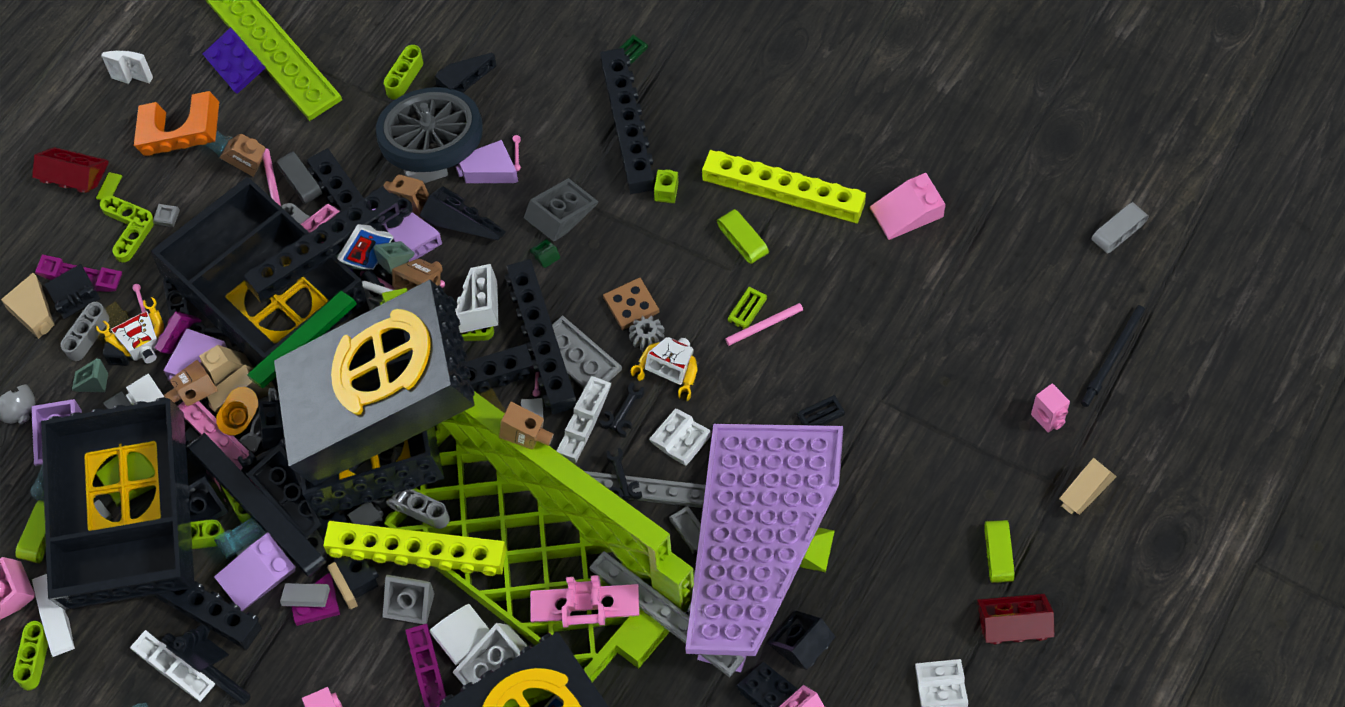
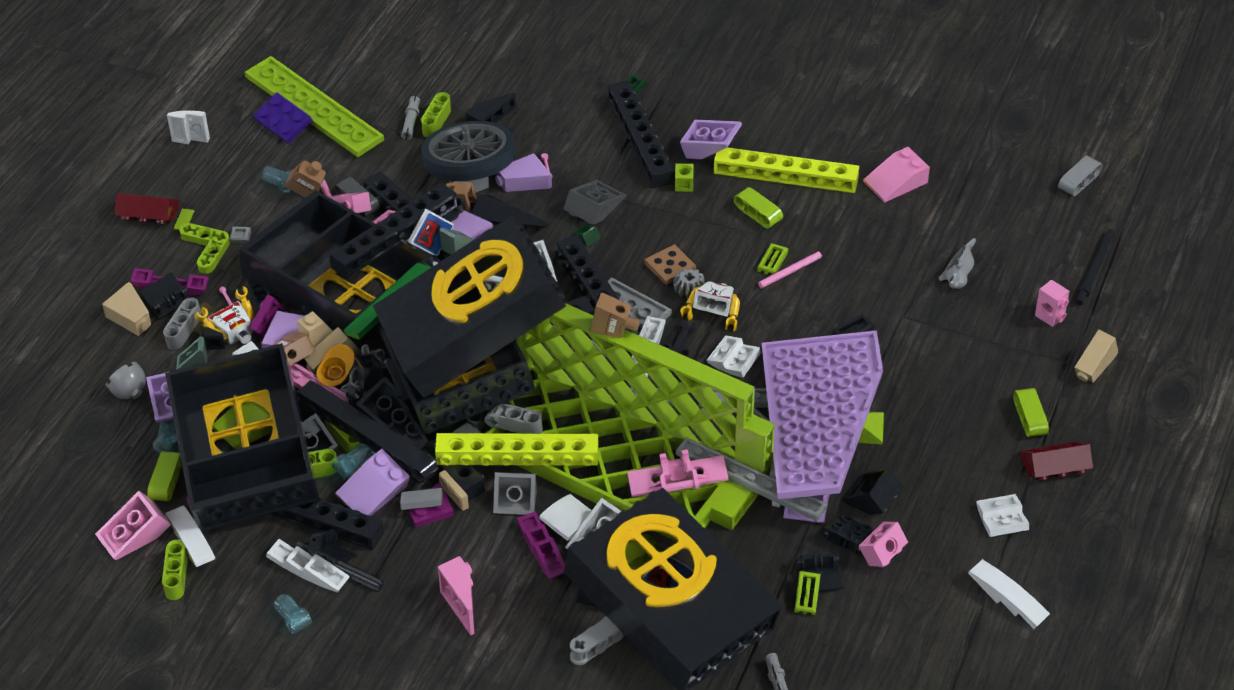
camera: 10 degrees left, 15 degrees down
(197, 130) = (260, 166): orange arch -> none
(287, 191) = (354, 201): none -> bright pink brick
(377, 66) = (411, 113): none -> light grey pin
(700, 138) = (708, 137): none -> lavender slope
(956, 342) = (959, 266): none -> light grey animal

